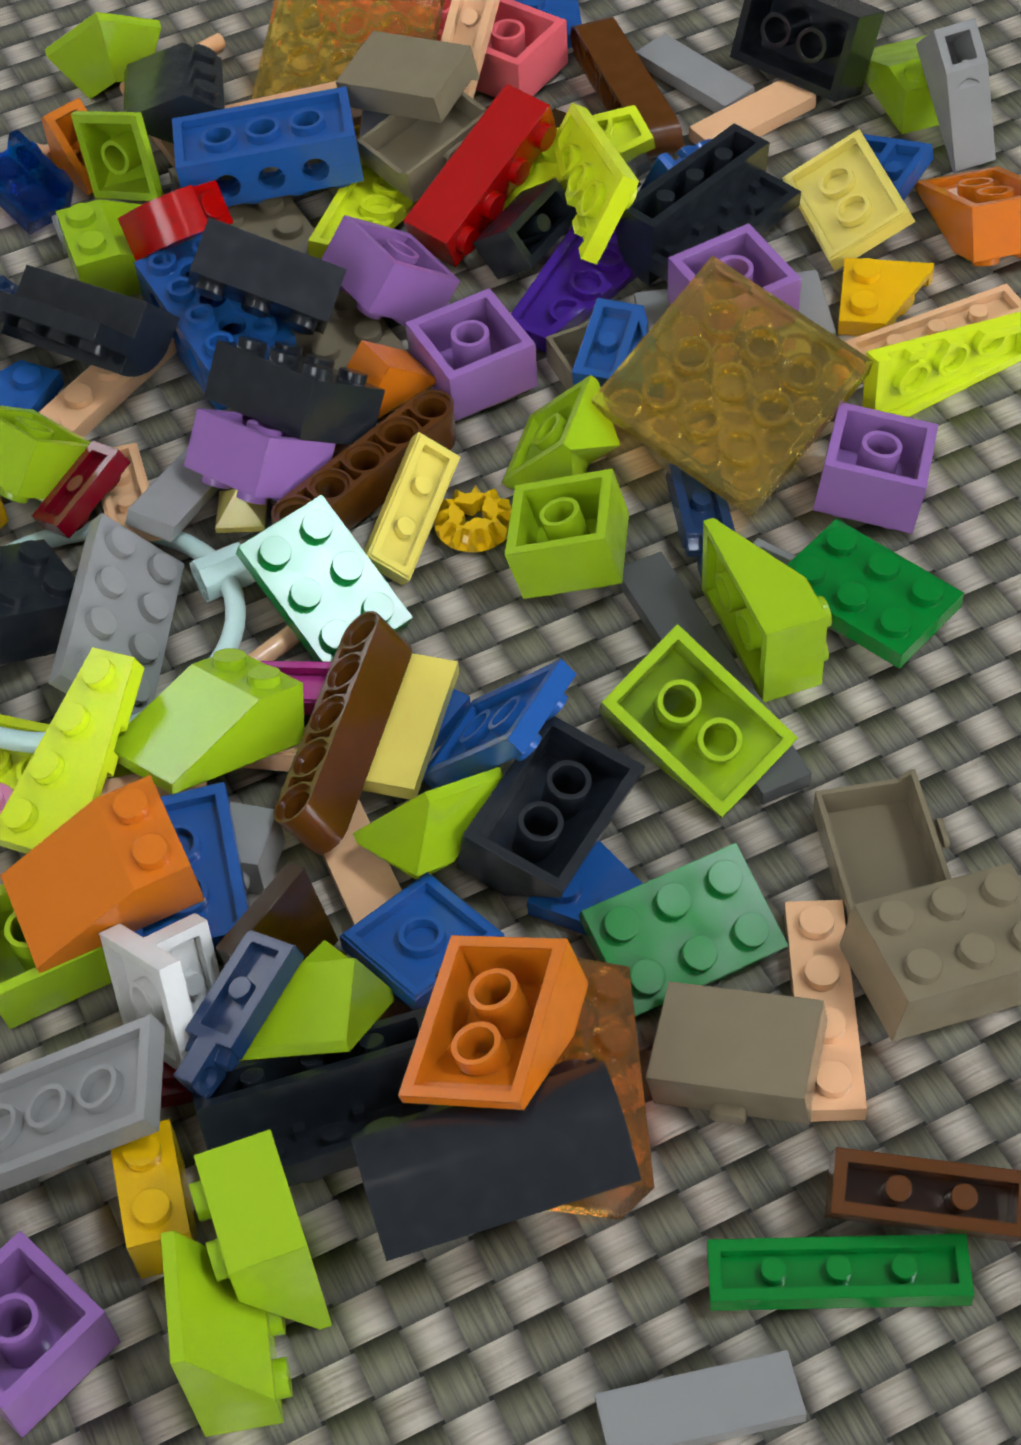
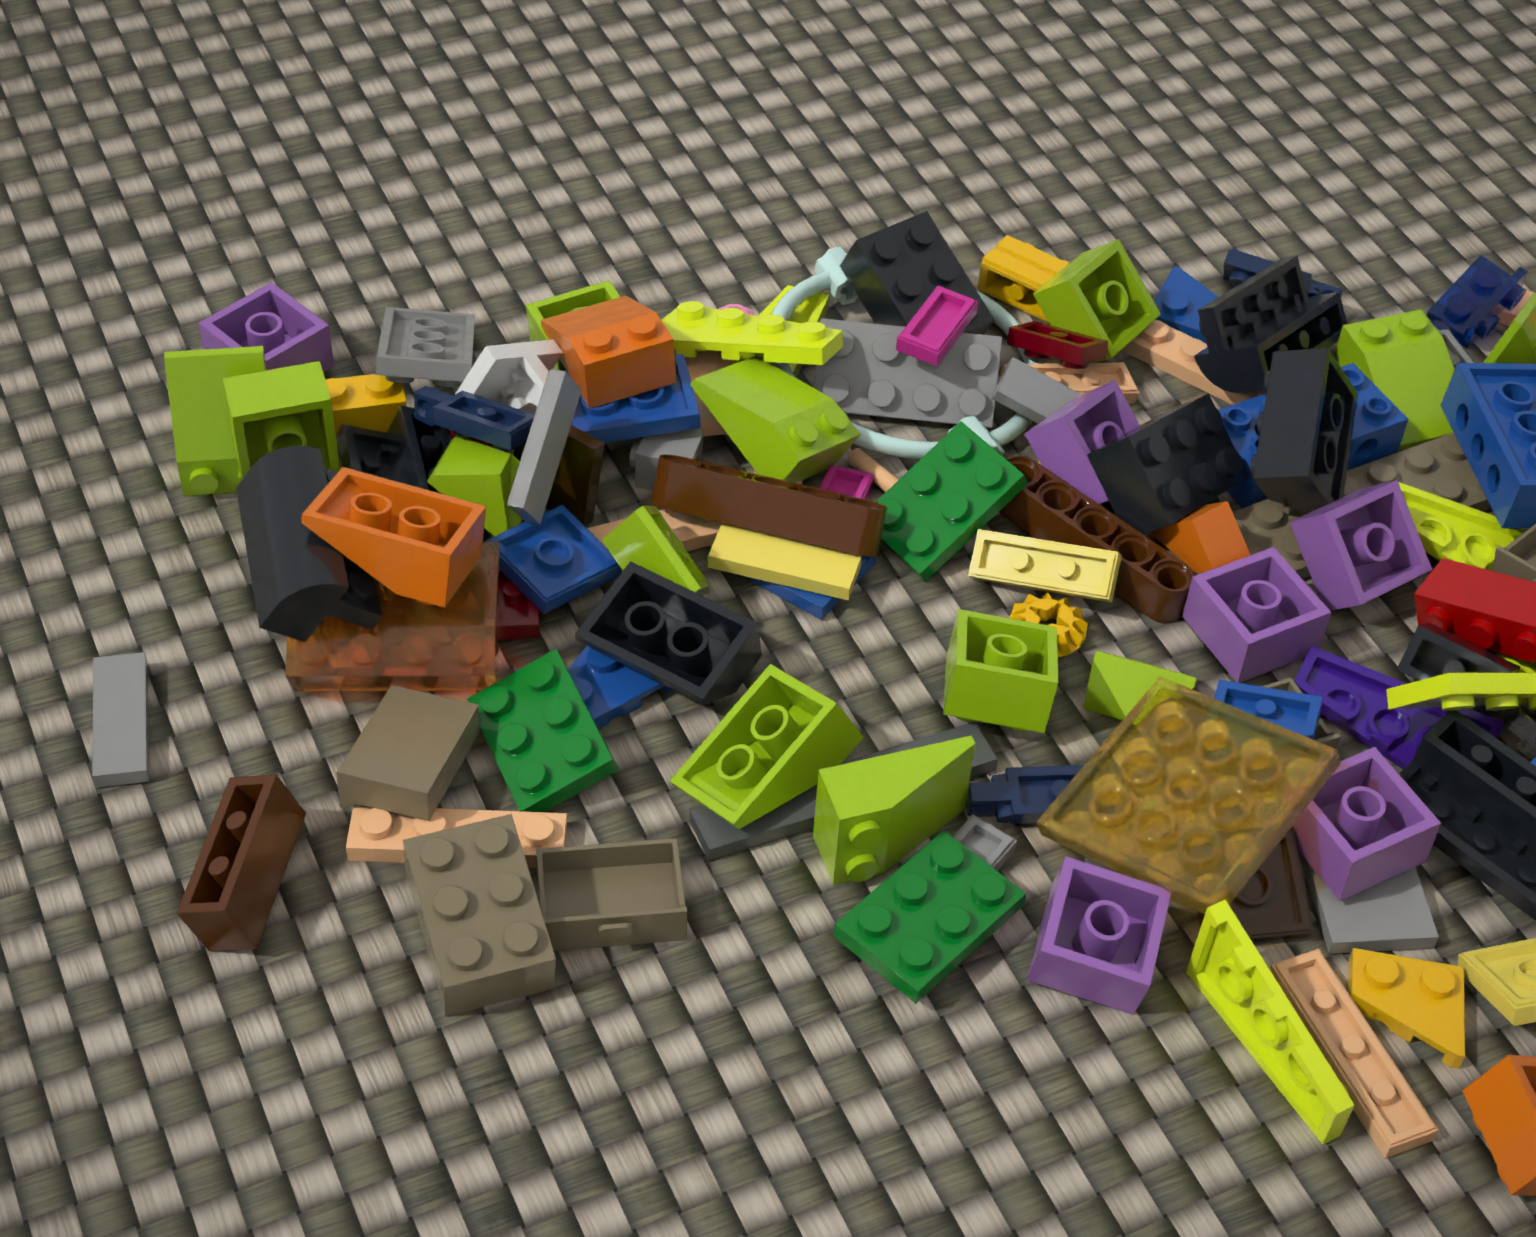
camera: 85 degrees right, 5 degrees down
(88, 562) = (937, 325): none -> dark pink tile
(173, 218) = (1406, 383): red brick -> none
(309, 911) = (544, 446): none -> light grey tile
(501, 725) = (752, 599): blue plate -> none
(839, 1272) = (211, 759): green plate -> none

